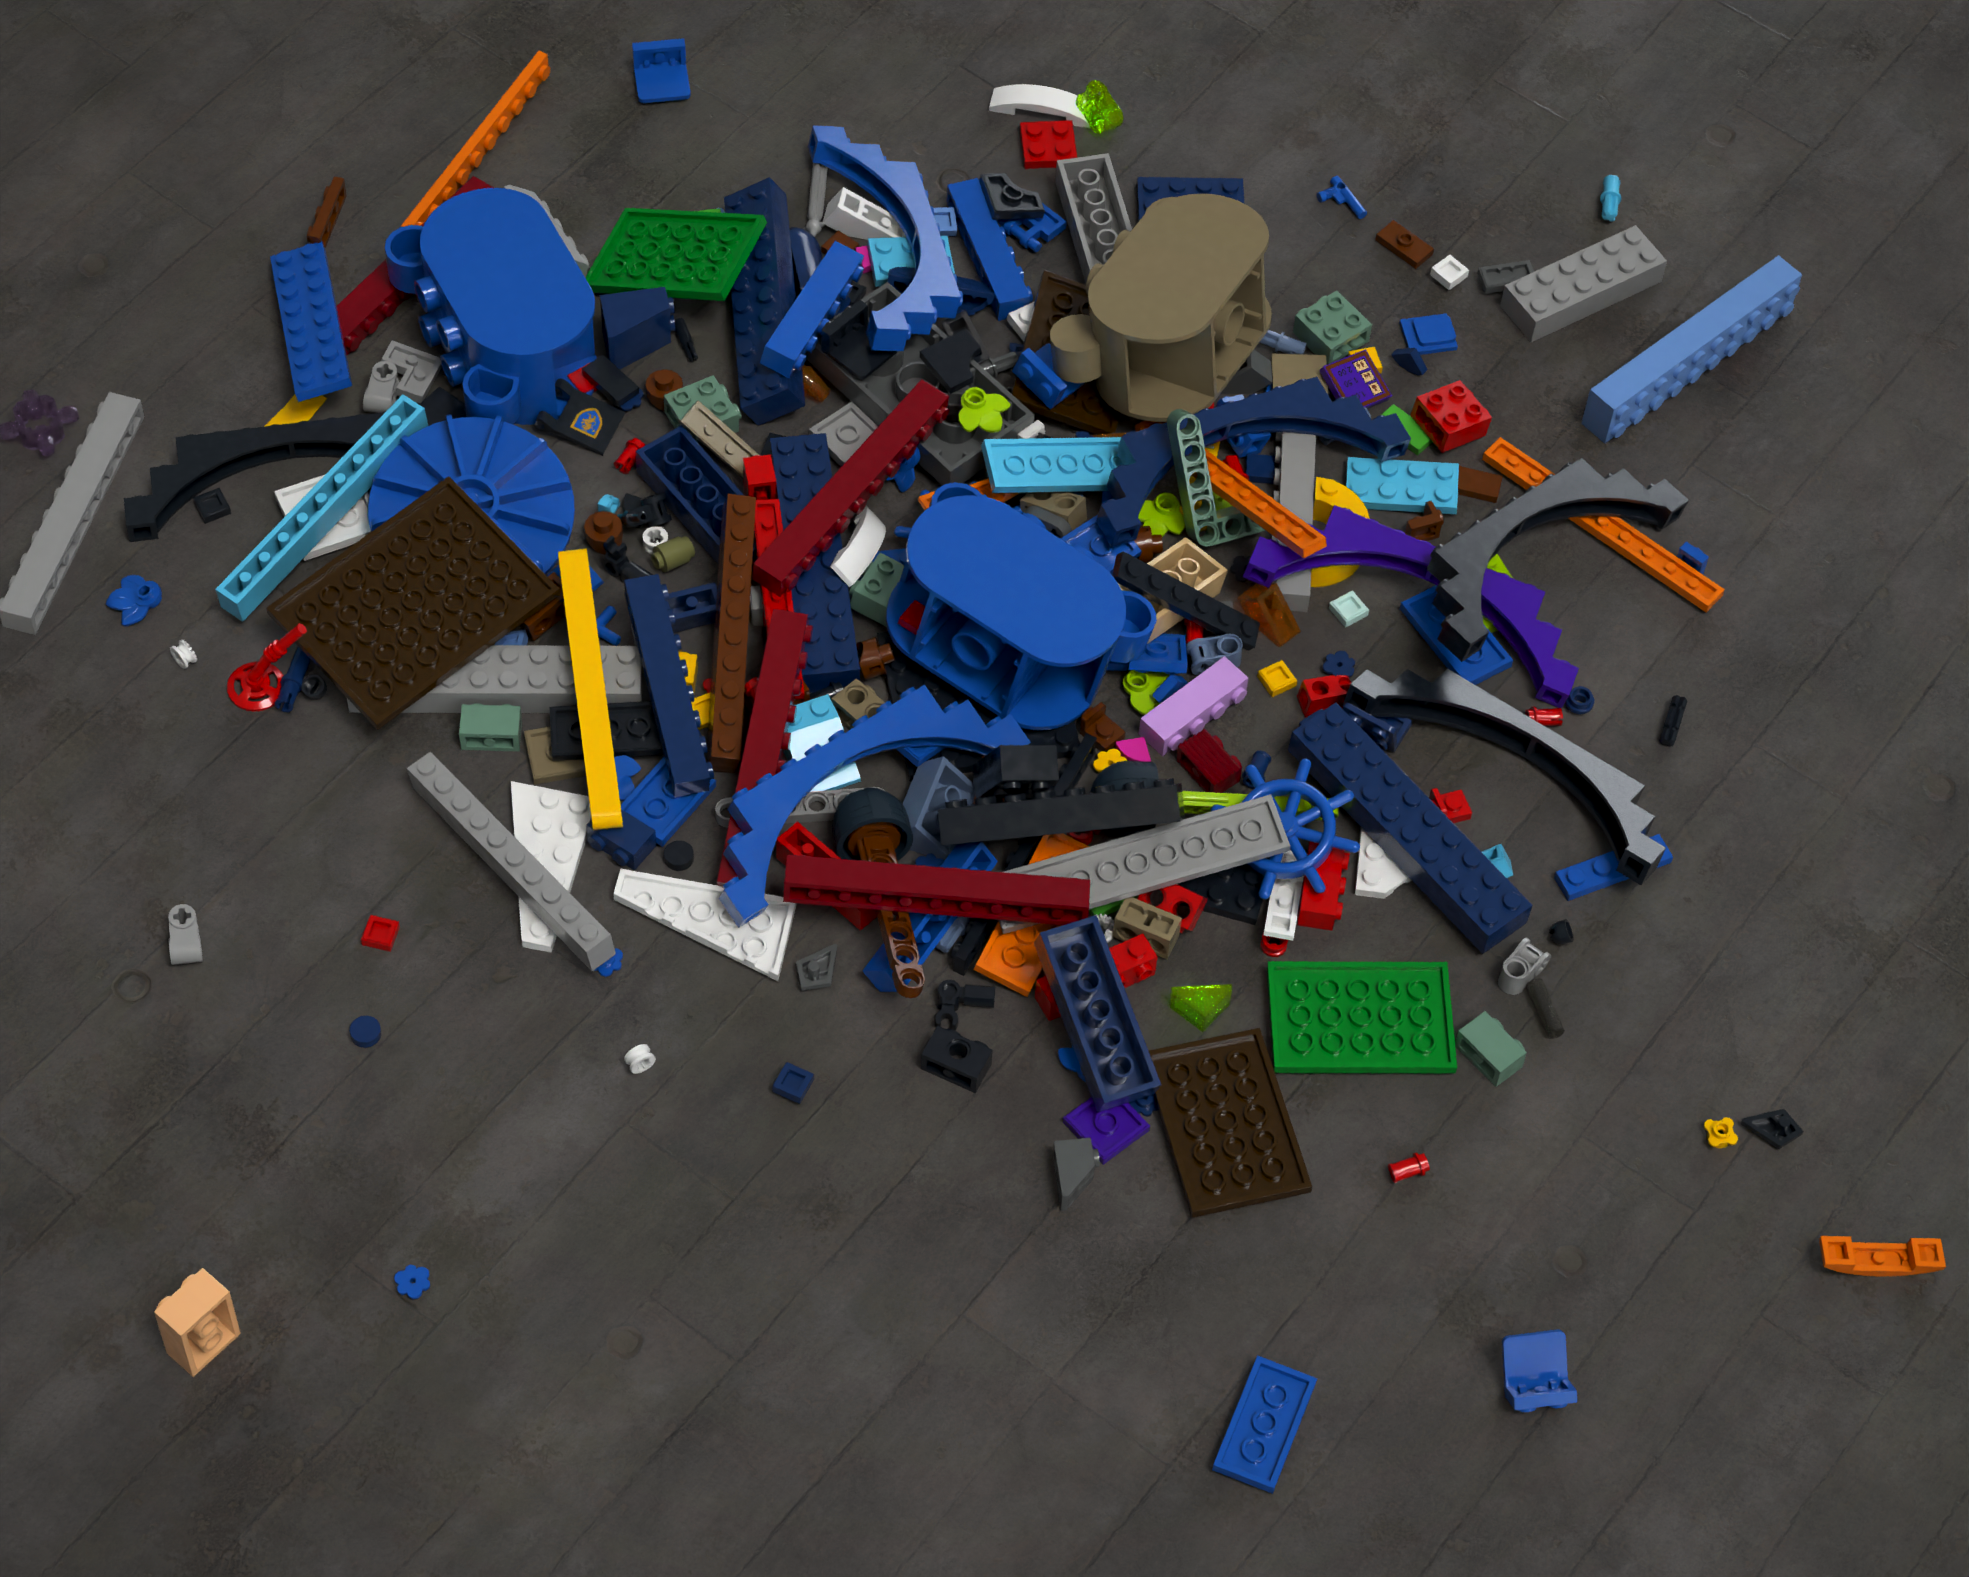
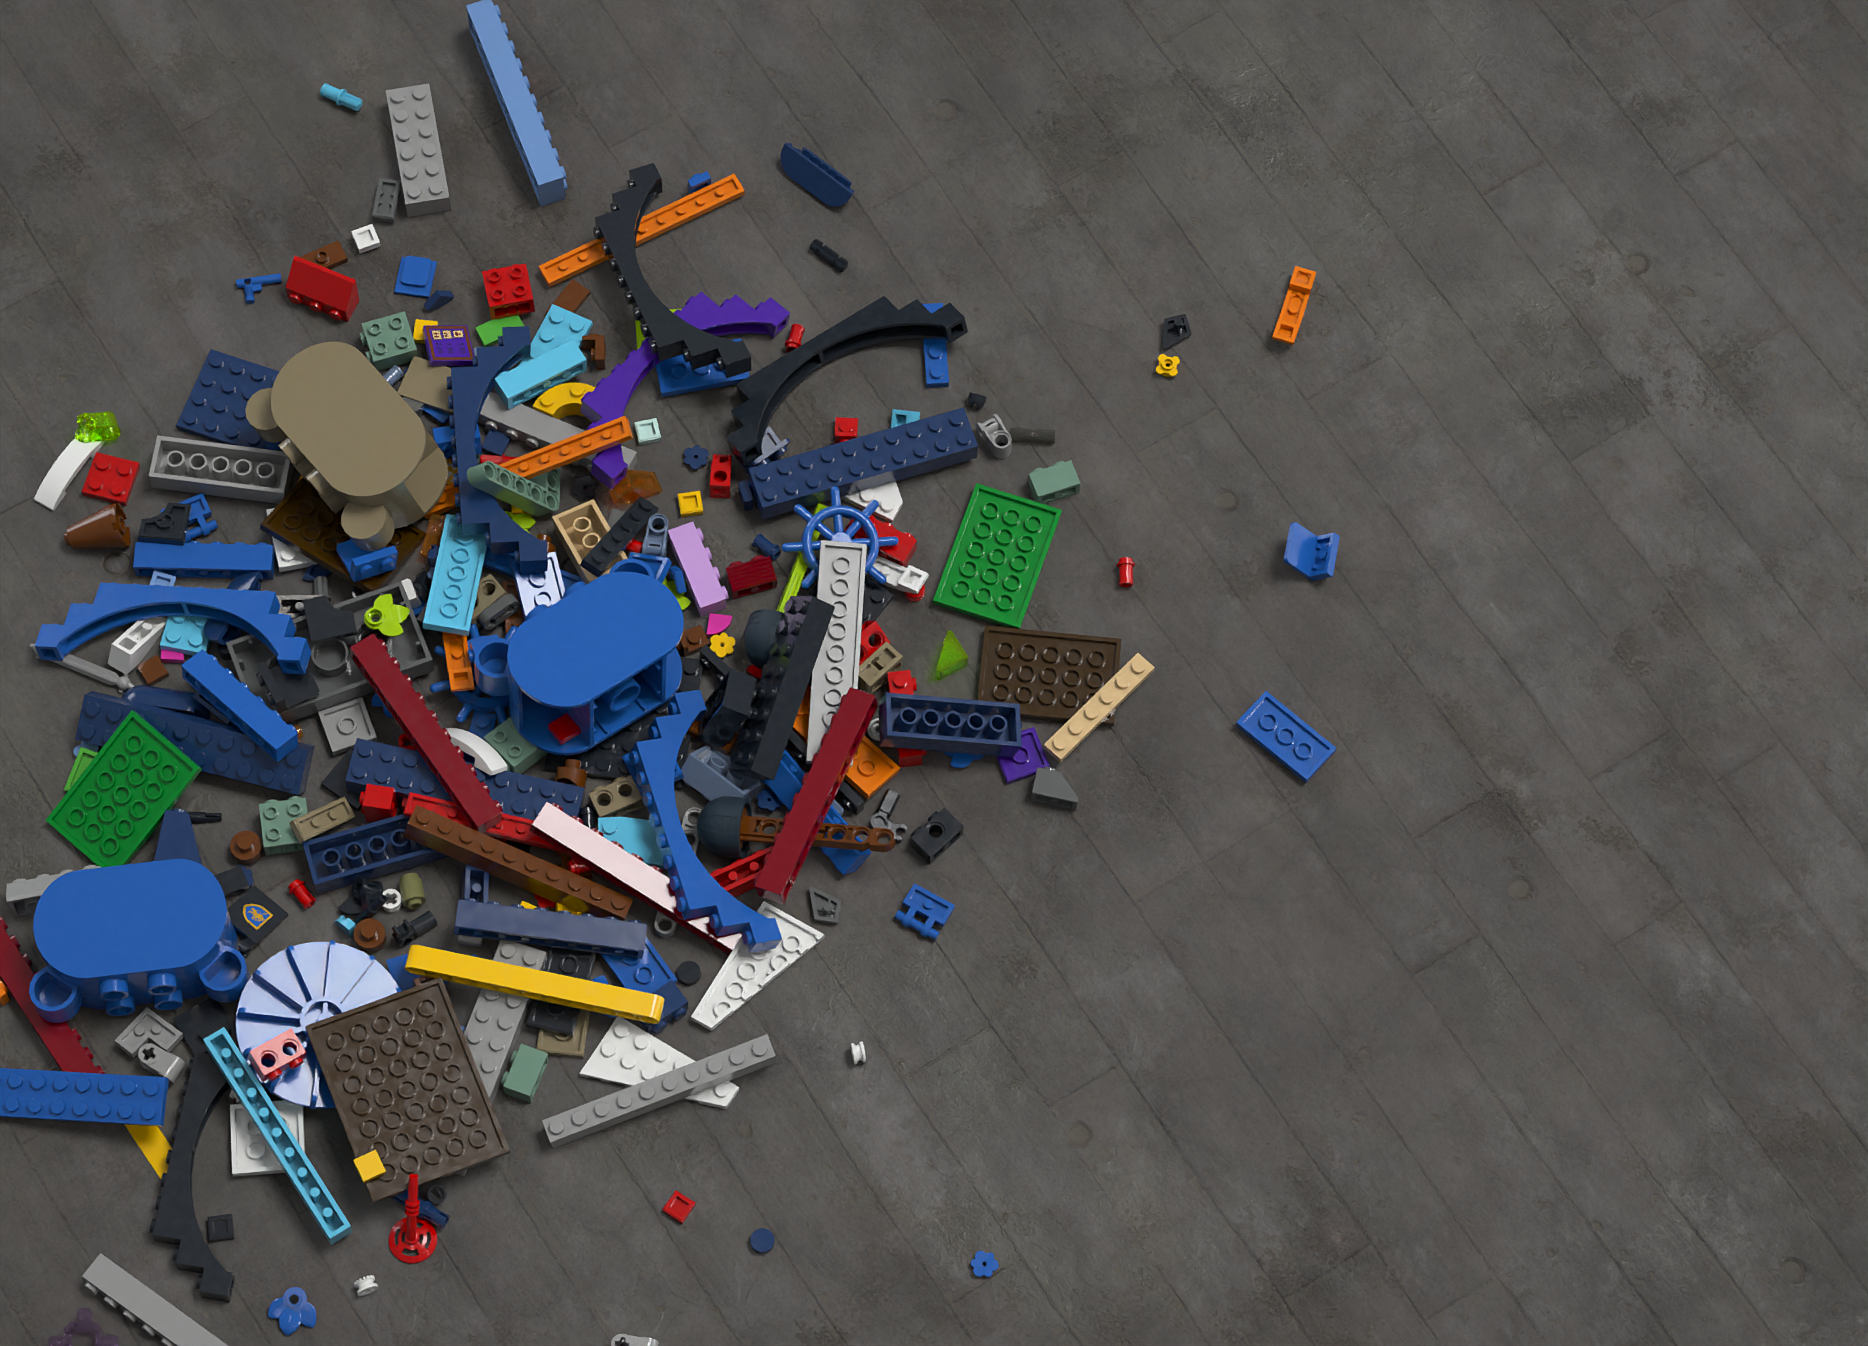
camera: 70 degrees left, 10 degrees up
(303, 588) = (369, 1166): none -> yellow tile
(408, 457) = (273, 1050): none -> brick
(793, 1083) = (915, 953): dark blue plate -> none
(861, 1079) = (927, 905): none -> blue plate
(981, 148) = (100, 530): none -> reddish brown cone
(1204, 1186) = (1098, 707): none -> tan plate
(1358, 470) = (540, 374): none -> medium azure brick
(1360, 248) = (322, 289): none -> red slope
(1580, 694) = (792, 304): dark blue plate -> none
(1770, 673) = (816, 175): none -> dark blue brick

